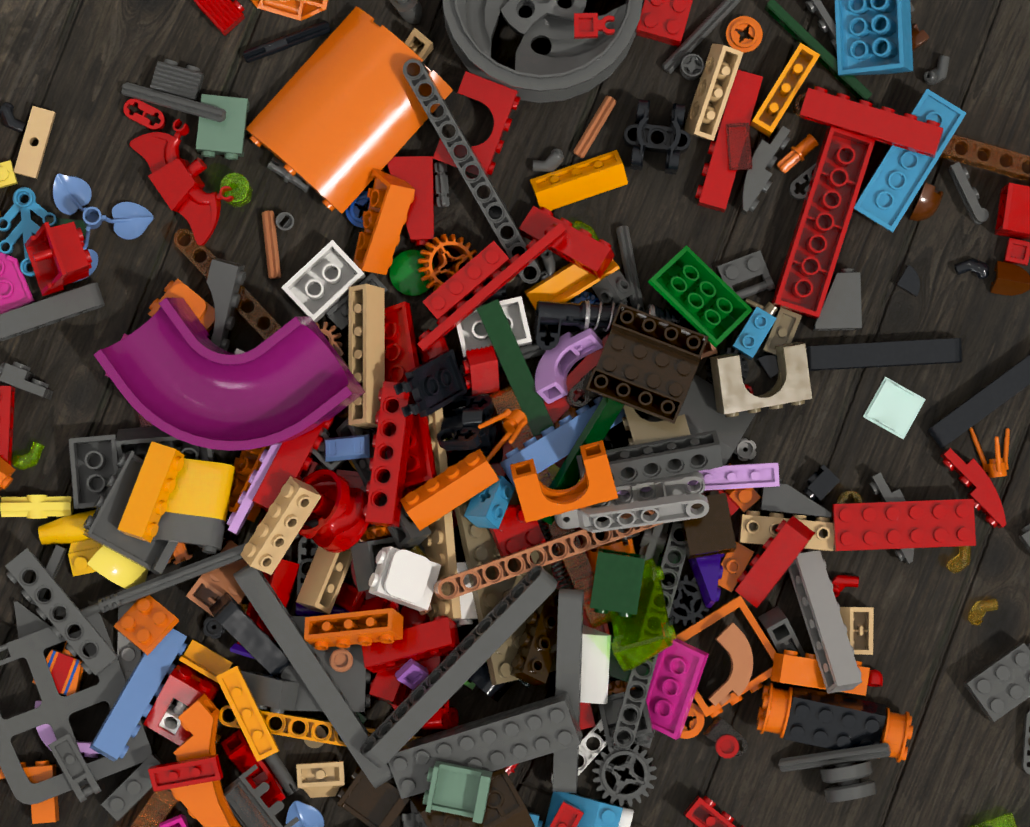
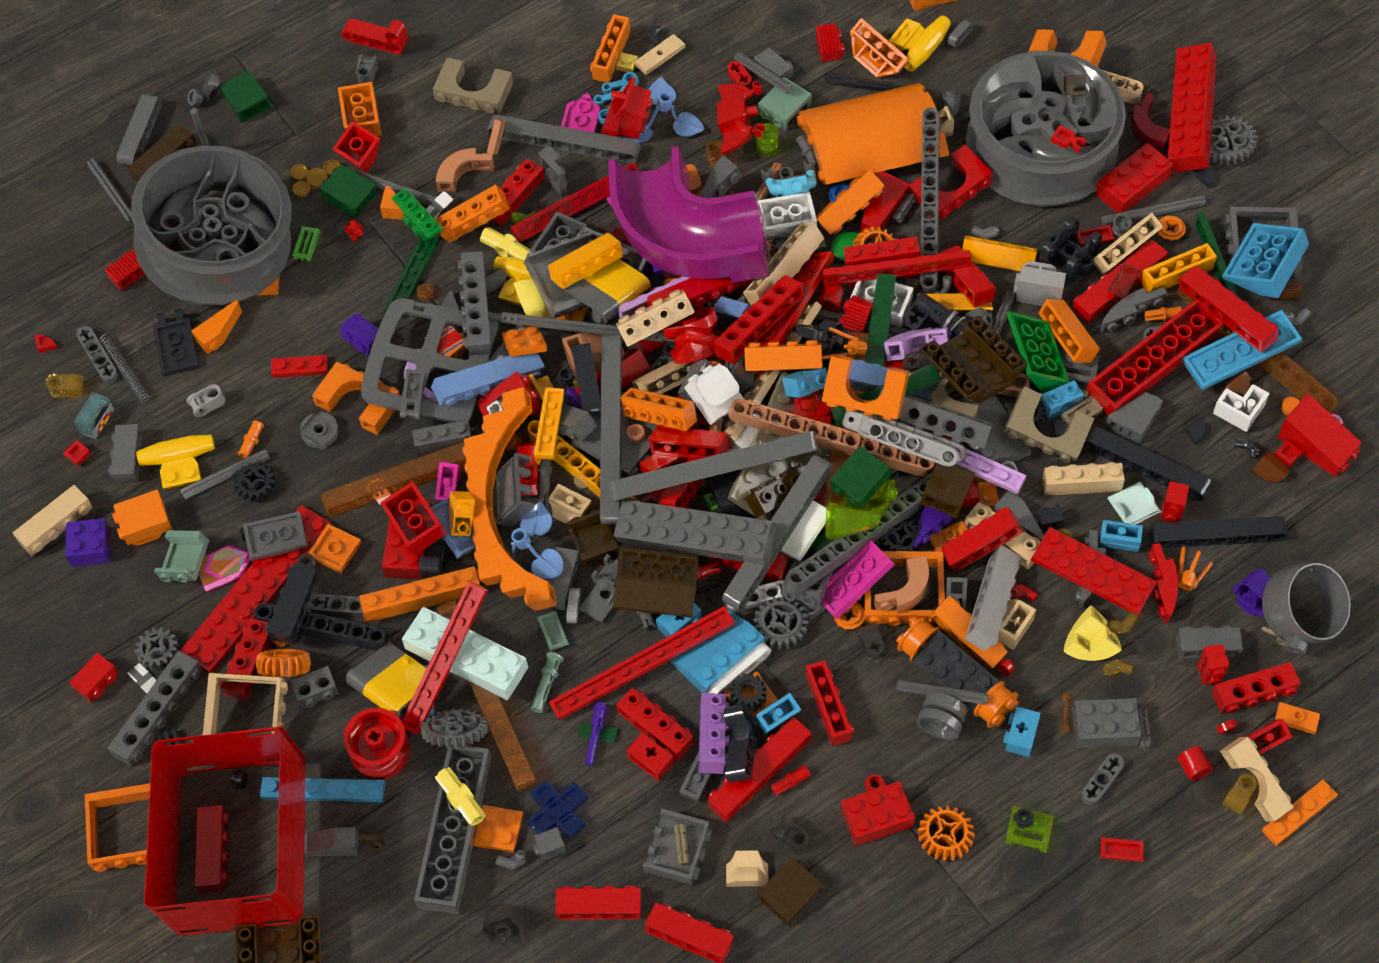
camera: 40 degrees right, 25 degrees down
(73, 405) = (568, 206): none -> red plate
(185, 773) = (481, 429): red plate -> none
(304, 236) = (791, 185): none -> medium azure torso
(411, 674) = (676, 457): medium lavender plate -> none
(433, 384) = (815, 296): black tile -> none
(458, 790) = (655, 543): sand green panel -> none
(594, 126) = (1031, 228): nougat axle -> none
(650, 204) = (1038, 283): none -> light grey brick
(669, 93) = (1105, 231): none -> red tile
(715, 245) = (1069, 331): none -> orange brick
(727, 746) = (867, 641): red tile -> none
(830, 415) = (1083, 479): none -> tan brick
(905, 462) = (1120, 535): none -> dark azure brick
(939, 391) = (1174, 502): none -> red brick
(940, 595) = (1091, 638): none -> light yellow brick
(940, 751) = (1021, 742): none -> dark azure brick
(948, 231) = (1241, 410): none -> white brick
(967, 193) = (1273, 402): dark grey plate -> none
(967, 707) = (1065, 728): none -> clear orange hinge
(989, 189) = (1289, 404): none -> orange tile

